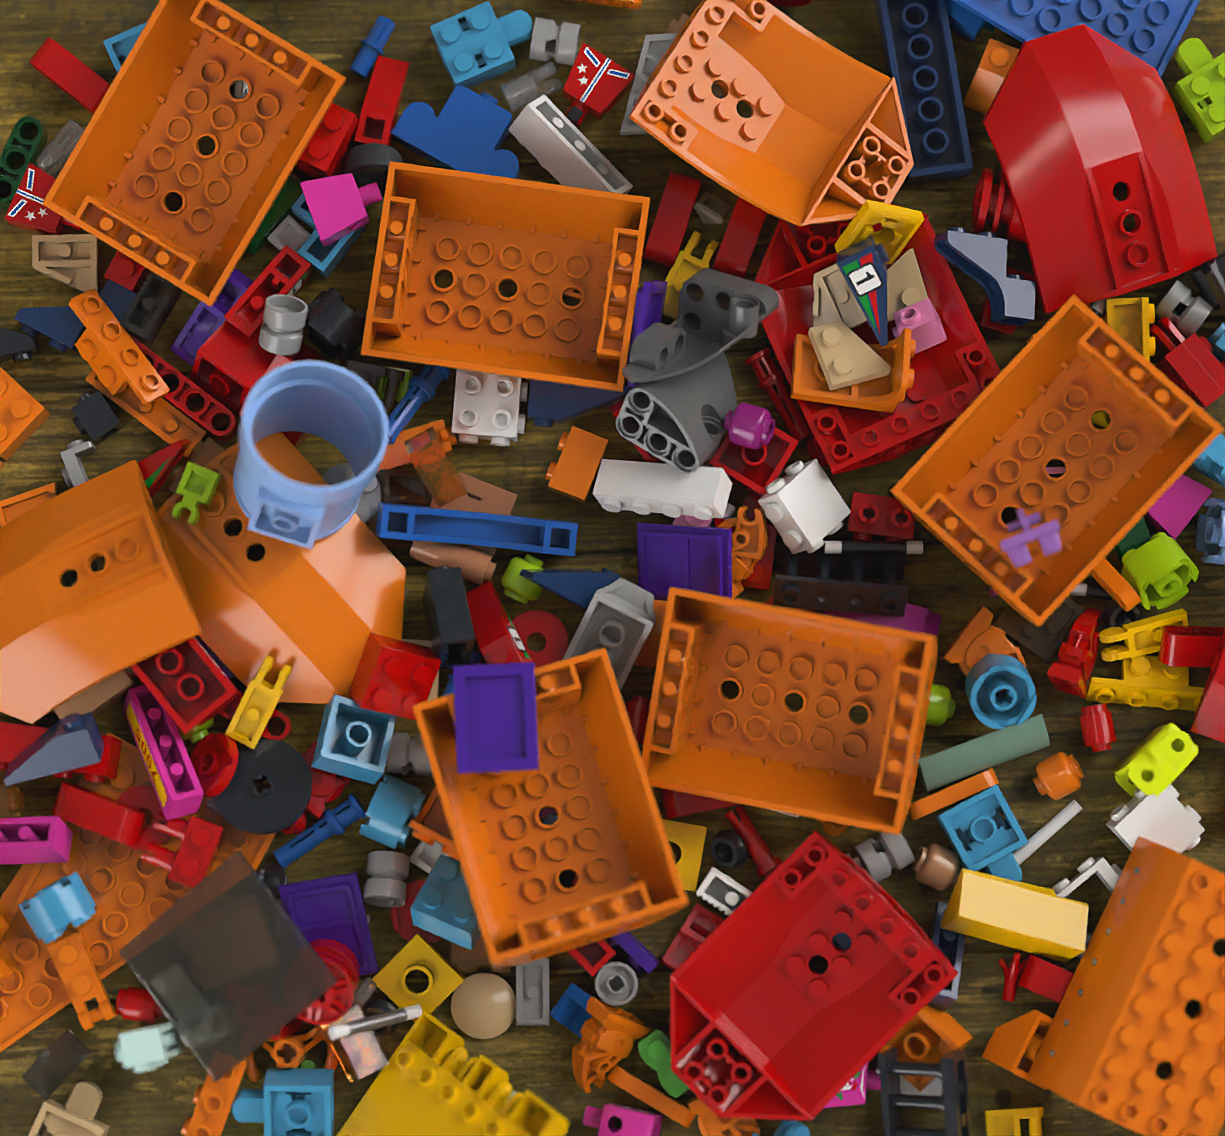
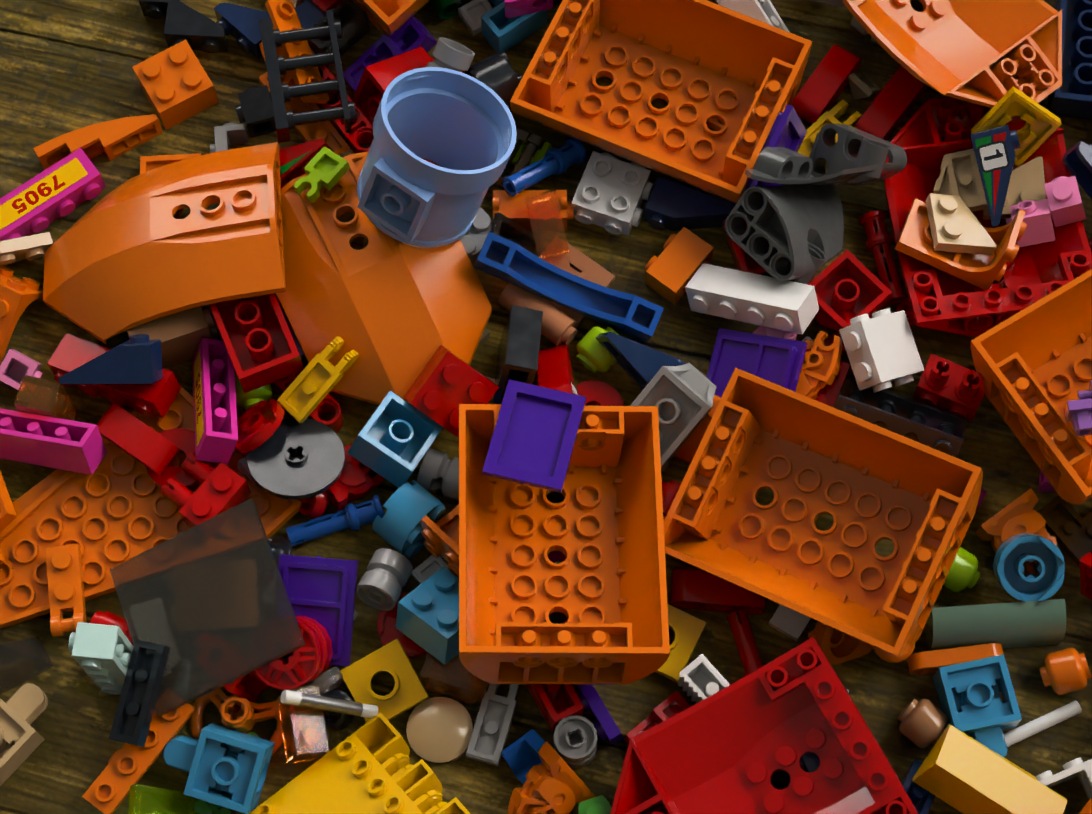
camera: 20 degrees right, 15 degrees down
(57, 906) = (68, 510): dark azure brick -> none
(108, 376) = (278, 66): none -> black fence
(193, 1068) = (139, 693): none -> black plate
(284, 275) = (465, 29): red slope -> none
(728, 849) = (722, 648): black hat -> none
(749, 426) = (850, 261): magenta head -> none
(873, 547) = (938, 406): black bar -> none
(884, 854) = (876, 694): light grey wheel -> none
(946, 295) = (1065, 200): none -> bright pink brick

